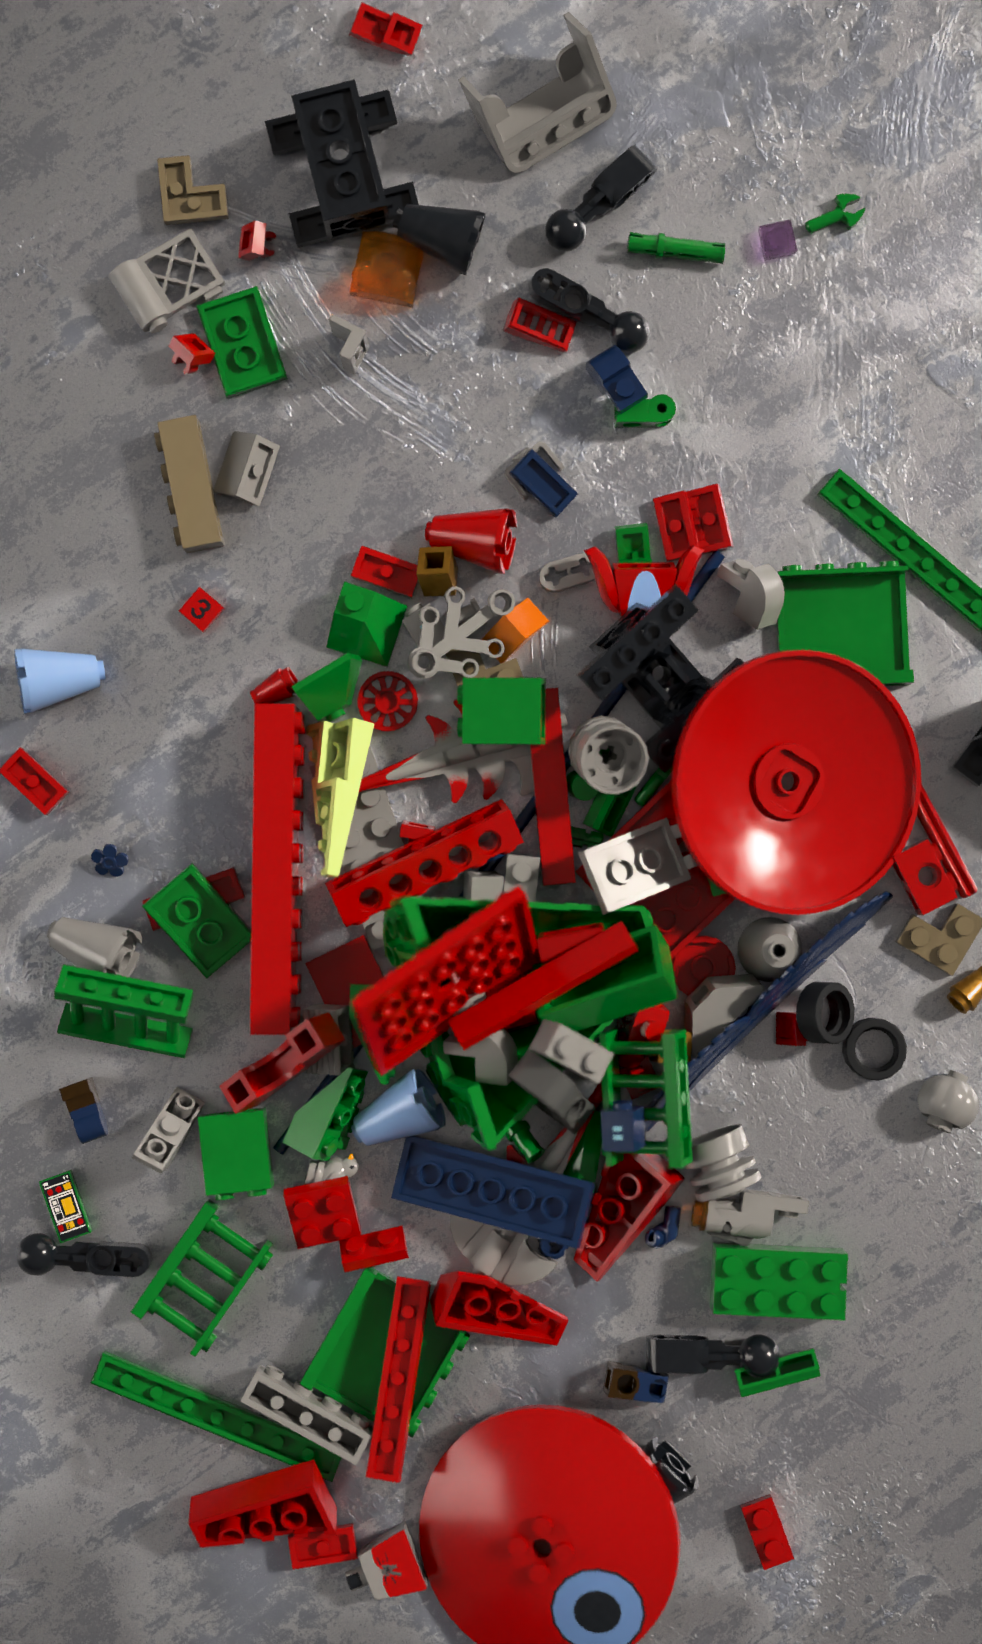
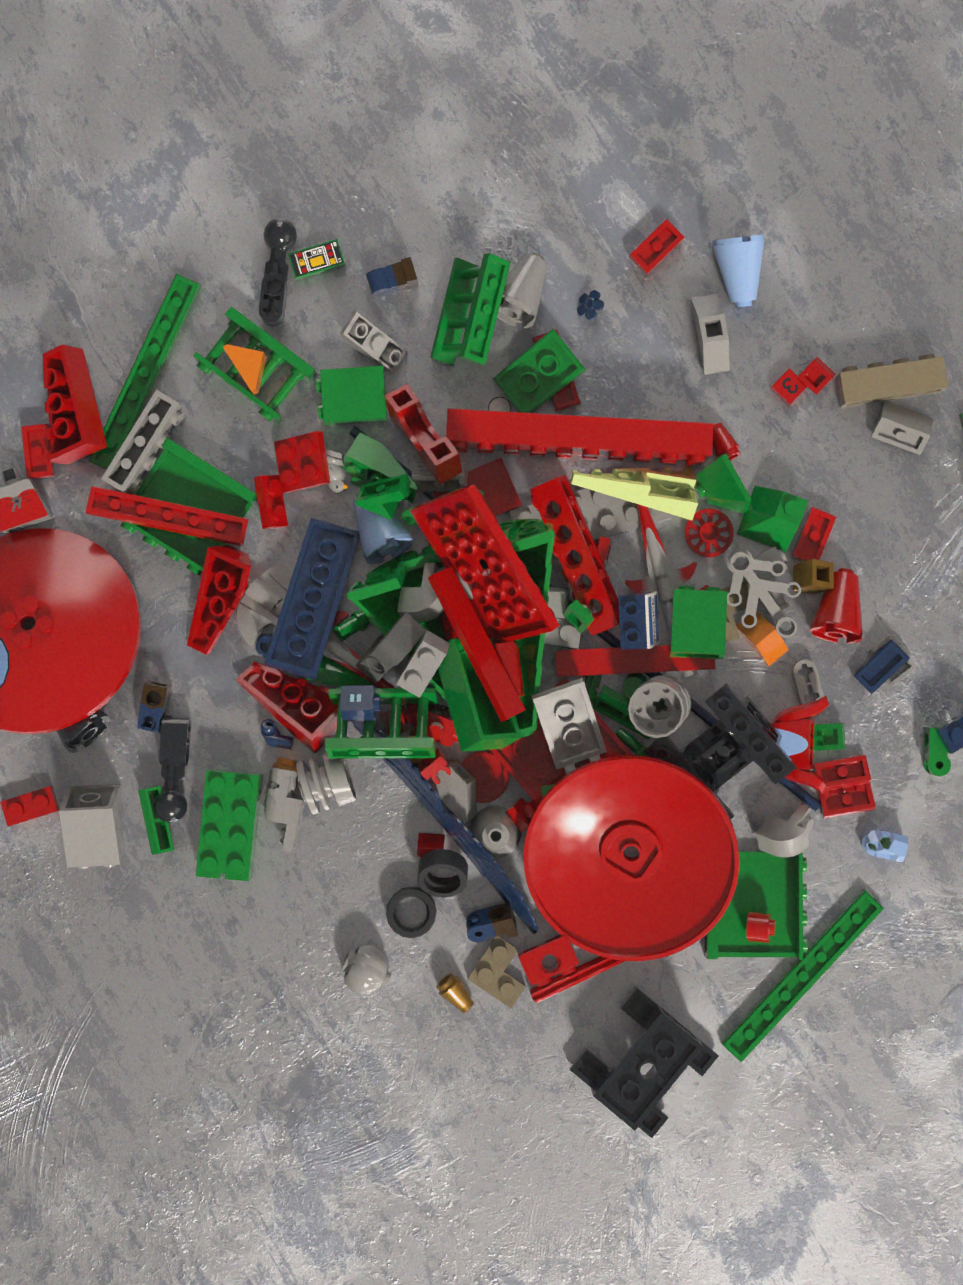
camera: 85 degrees right, 0 degrees up
(139, 709) = (711, 333): none -> light grey slope
(187, 576) = (816, 375): none -> red tile
(204, 1285) = (249, 364): none -> orange slope
(240, 967) = (499, 404): none -> white sticker
(361, 1109) = (383, 495): none -> green slope
(501, 859) = (579, 616): none -> green plate
(502, 784) = (639, 620): none -> dark blue piece
(696, 1035) = (430, 766): none -> red tile
(745, 918) = (522, 813): none -> red tile
(762, 469) = (885, 845): none -> light blue rock
(788, 1452) = (92, 826): none -> light grey slope
(871, 619) = (760, 927): none -> red plate
(882, 948) = (491, 922): none -> leg

